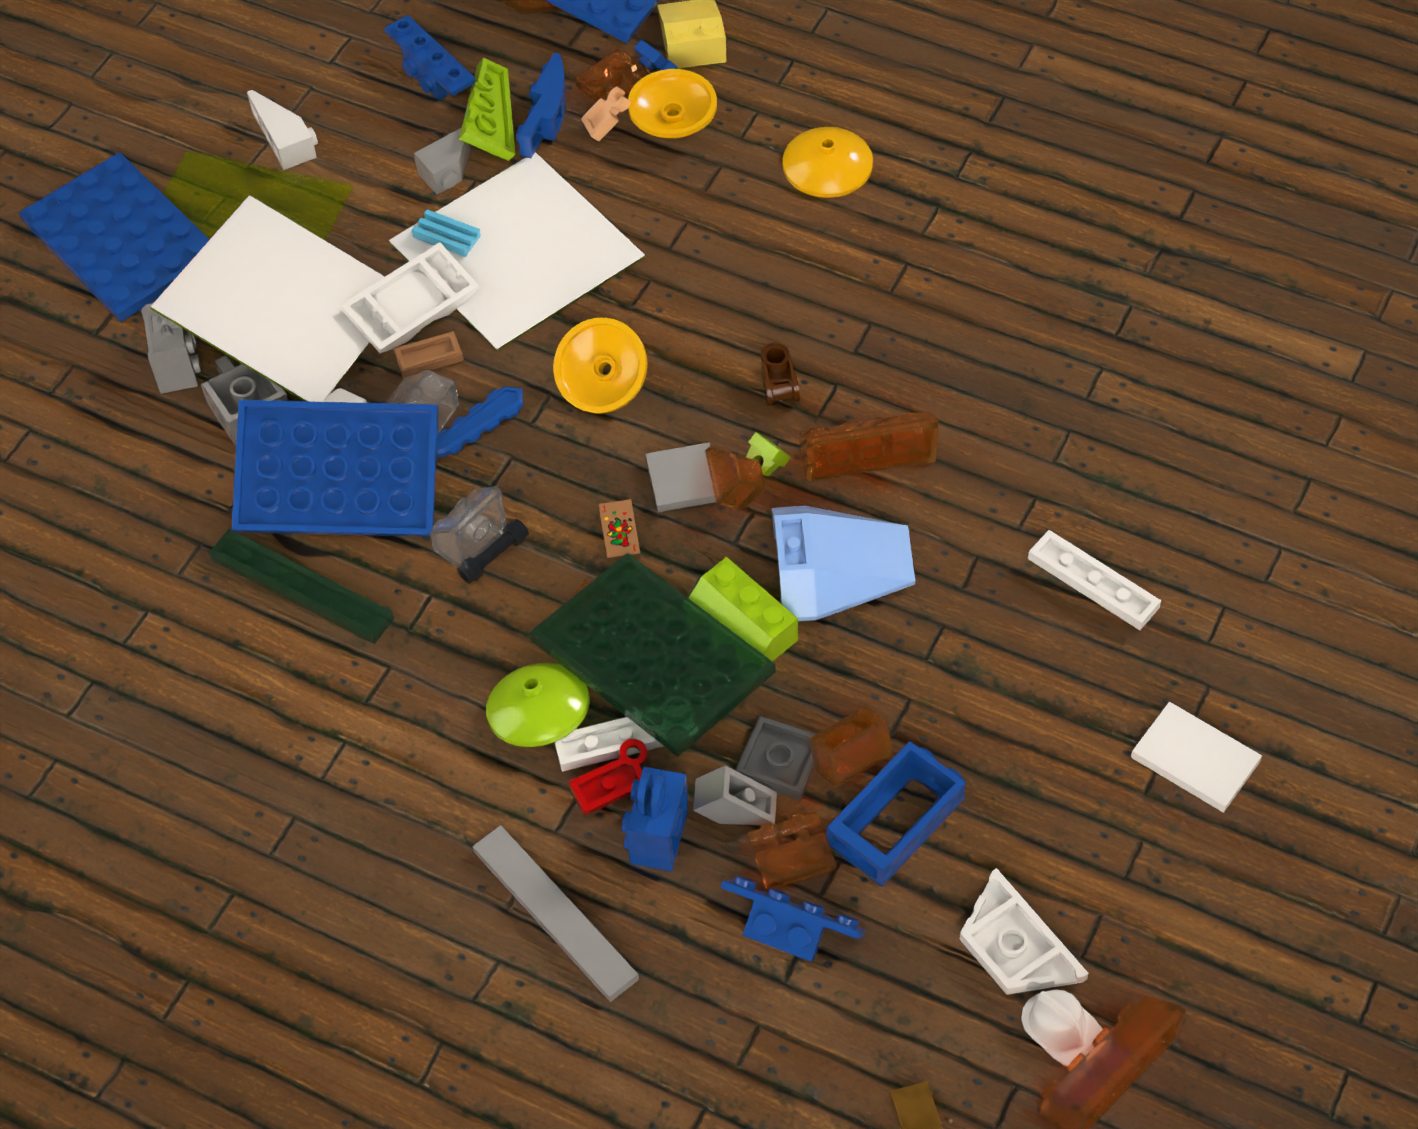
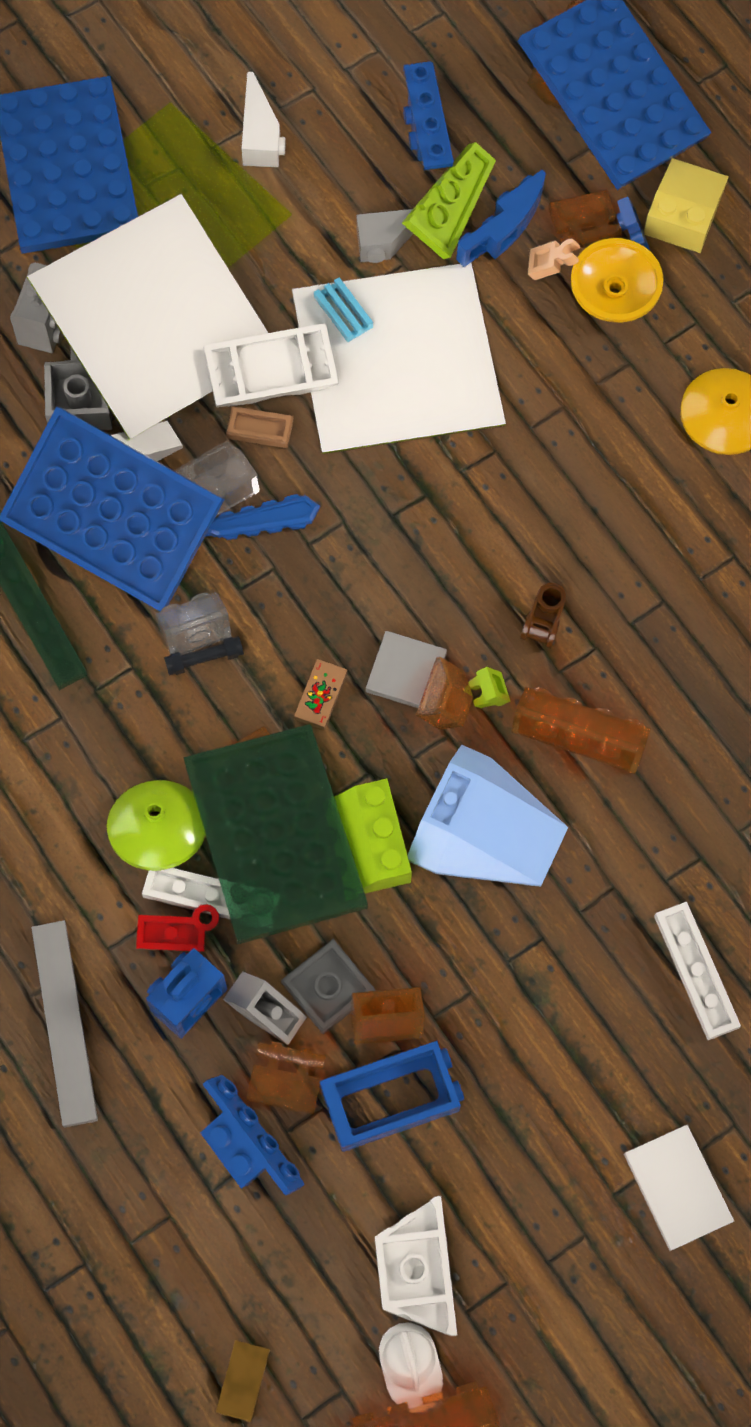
camera: 25 degrees right, 15 degrees up
(581, 362) = (376, 523): yellow dish -> none

